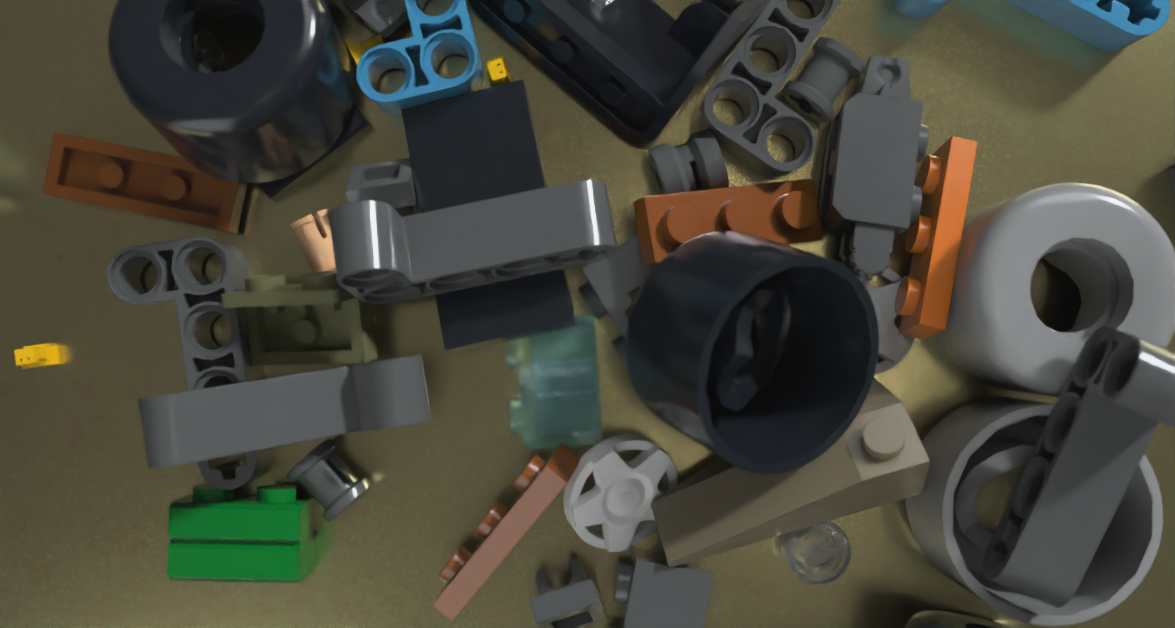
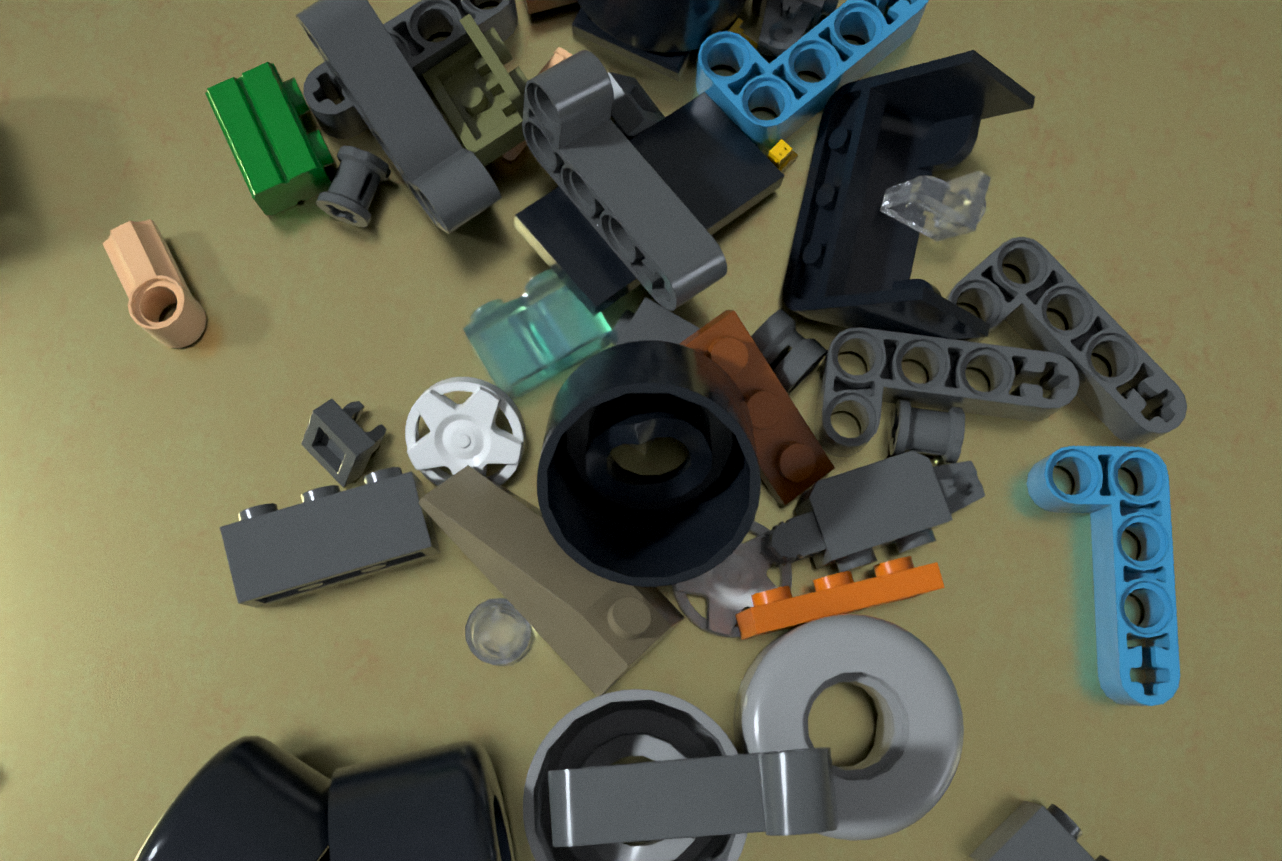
camera: 60 degrees right, 10 degrees down
(504, 528) = (383, 345): dark orange plate -> none

